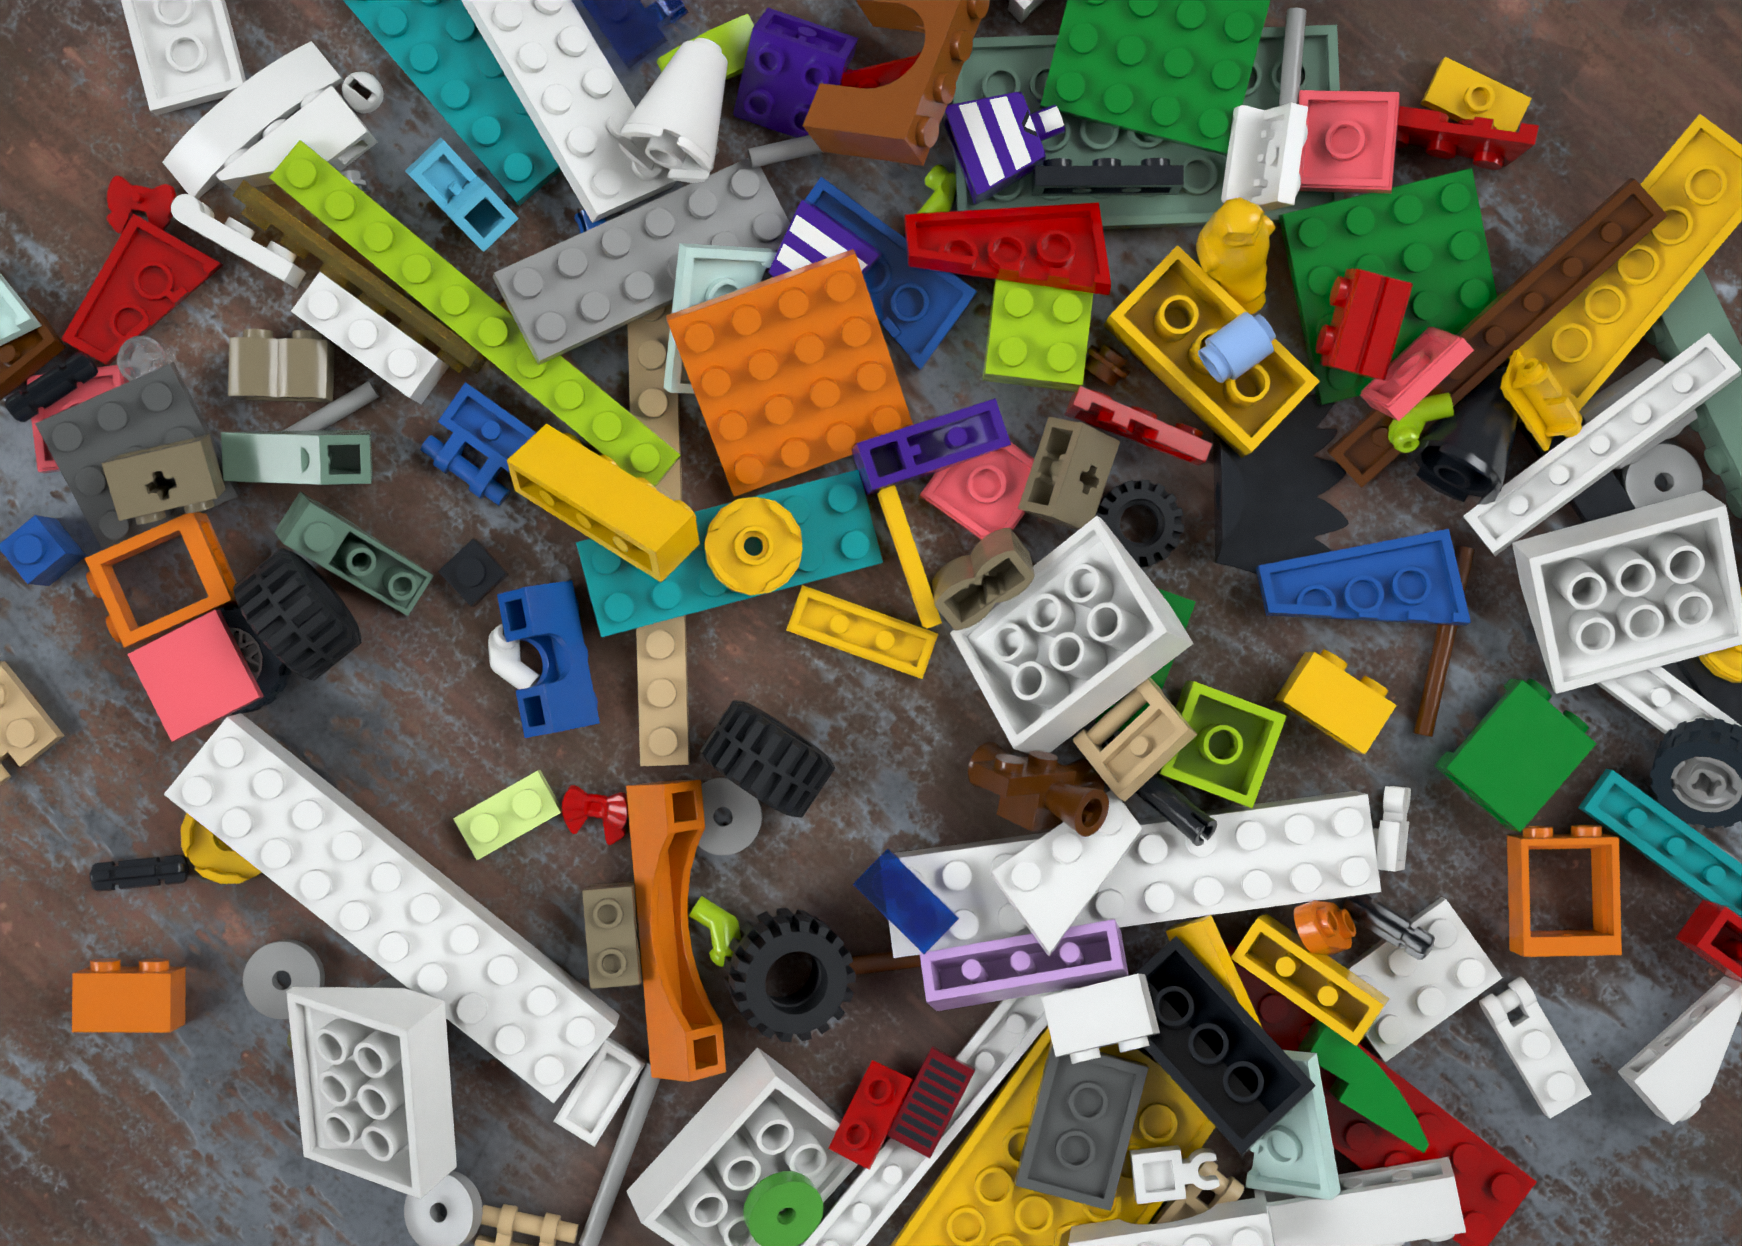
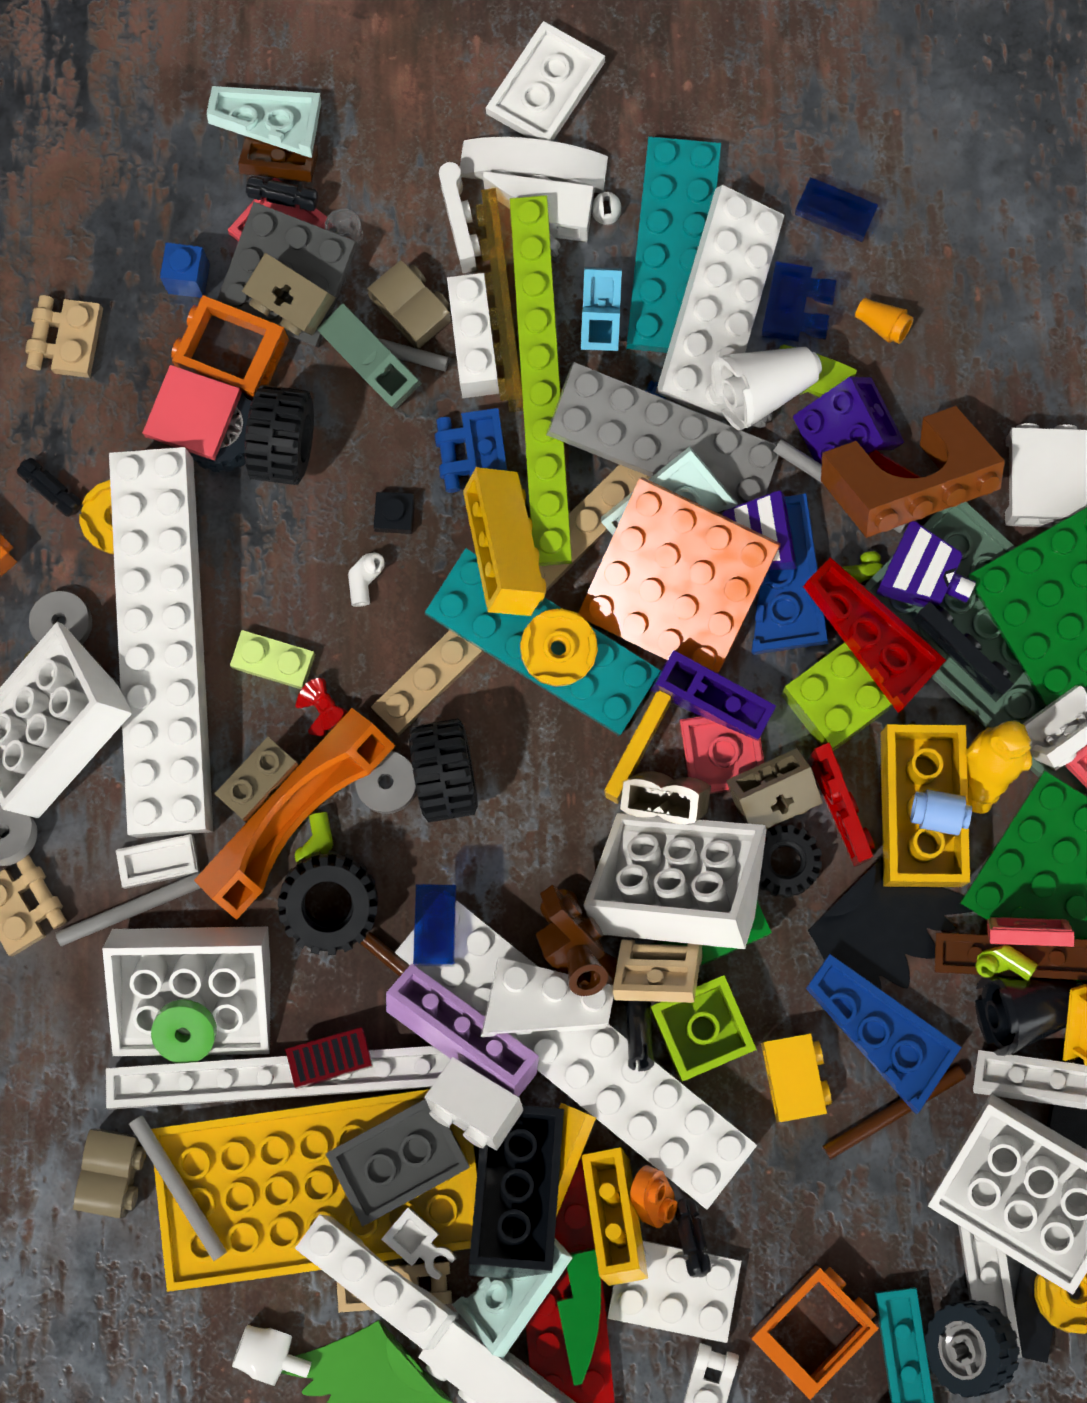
camera: 60 degrees right, 10 degrees down
(124, 197) = (425, 139): red piece -> none
(136, 289) = (380, 189): red wing -> none
(352, 553) = (342, 437): sand green slope -> none
(551, 622) = (406, 577): blue arch -> none
(862, 632) = (569, 762): yellow tile -> none
(870, 1114) = (288, 1029): red hinge -> none
(1106, 364) = (859, 754): reddish brown plate -> none
(1363, 323) = (1029, 876): red brick -> none
(1393, 829) = (747, 1190): white plate -> none
(1518, 754) = (870, 1219): green panel -> none

